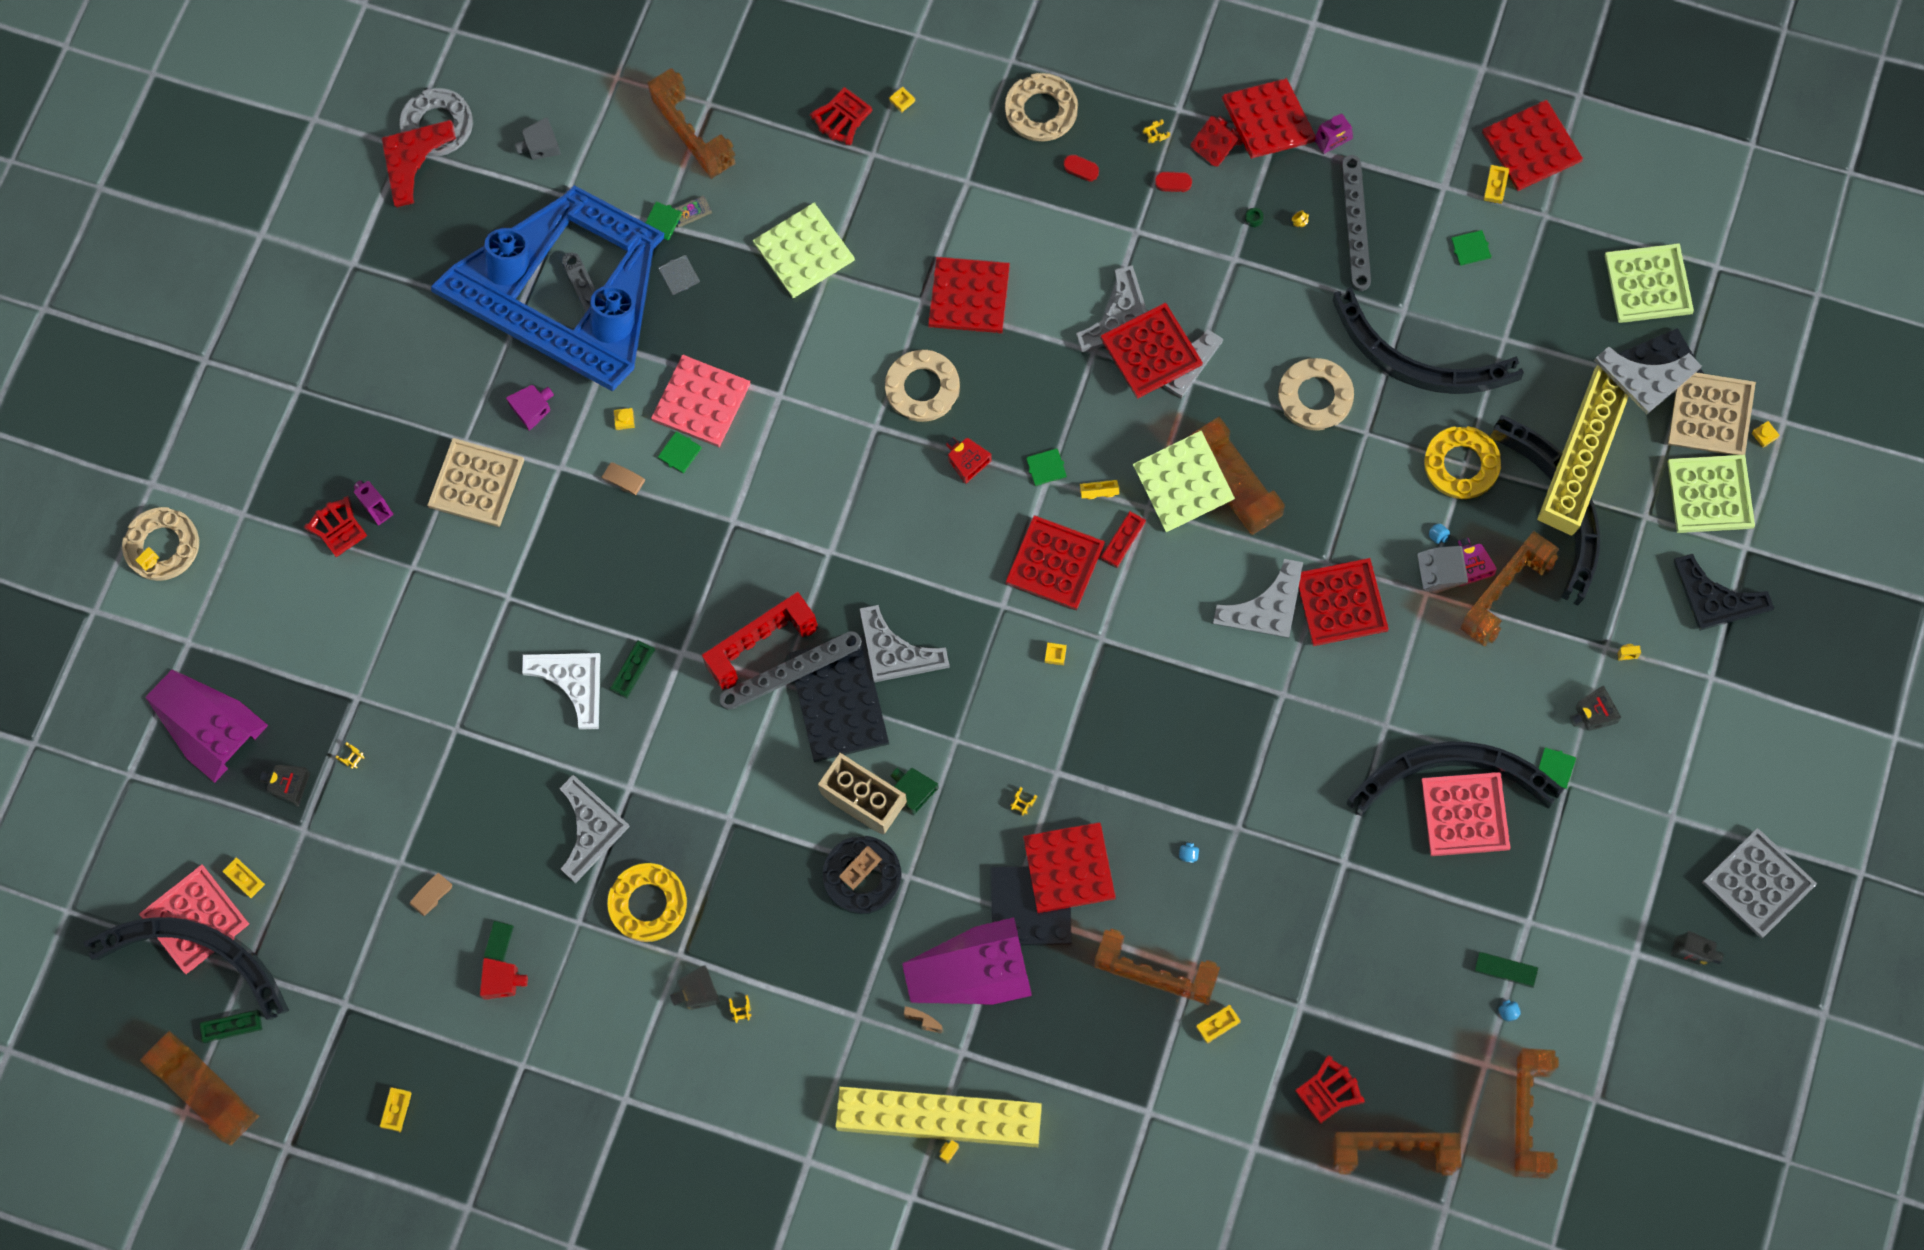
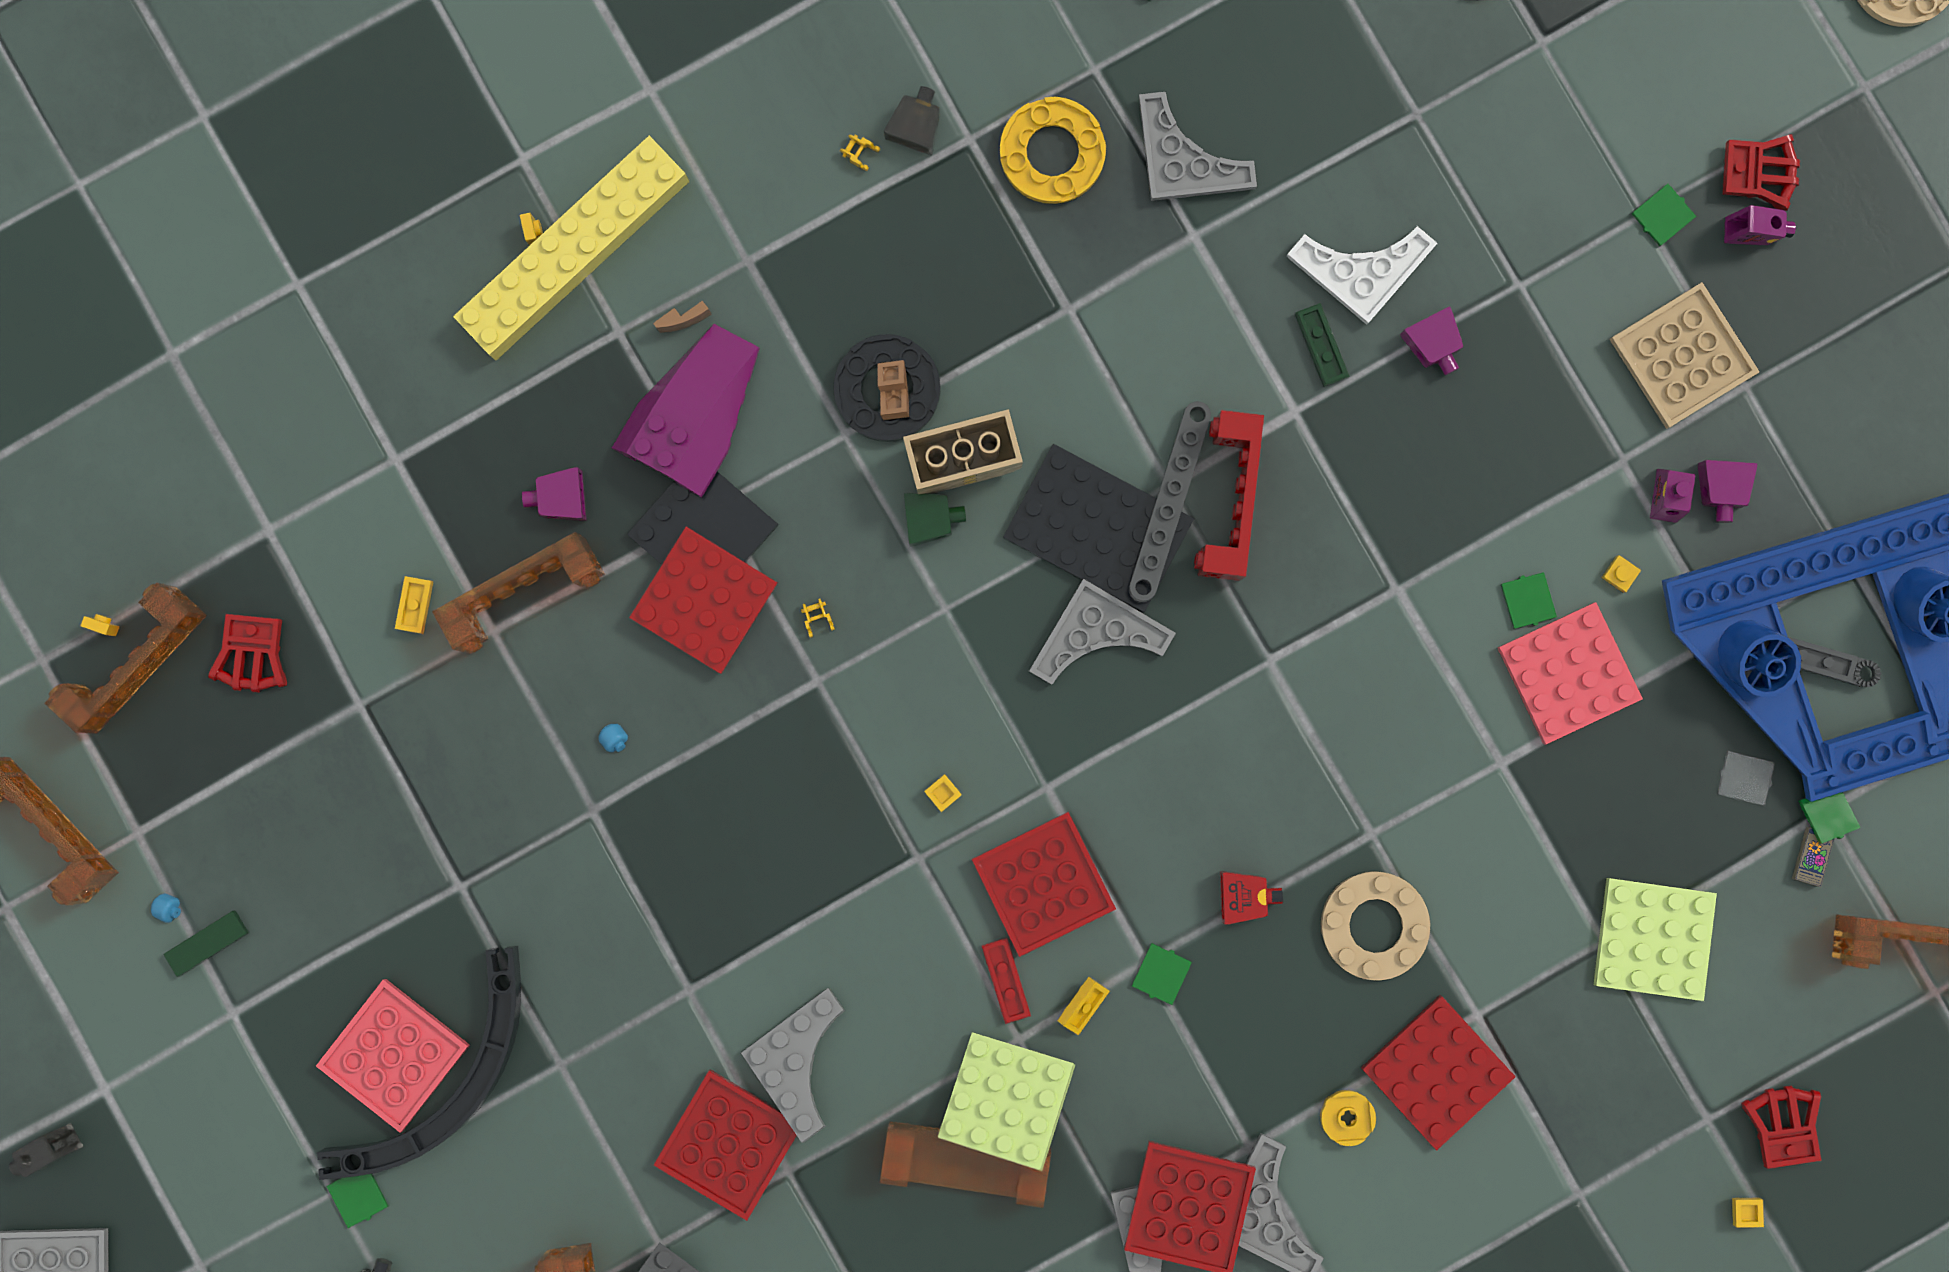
camera: 130 degrees right, 15 degrees up
(404, 556) = (1663, 214): none -> green piece
(558, 427) = (1672, 493): none -> magenta torso
(578, 612) = (1435, 340): none -> magenta torso
(624, 478) = (1549, 513): medium nougat slope -> none
(1037, 326) = (1359, 1128): none -> yellow plate
(1084, 998) = (558, 495): none -> magenta torso
(1393, 1189) = (100, 624): none -> yellow plate

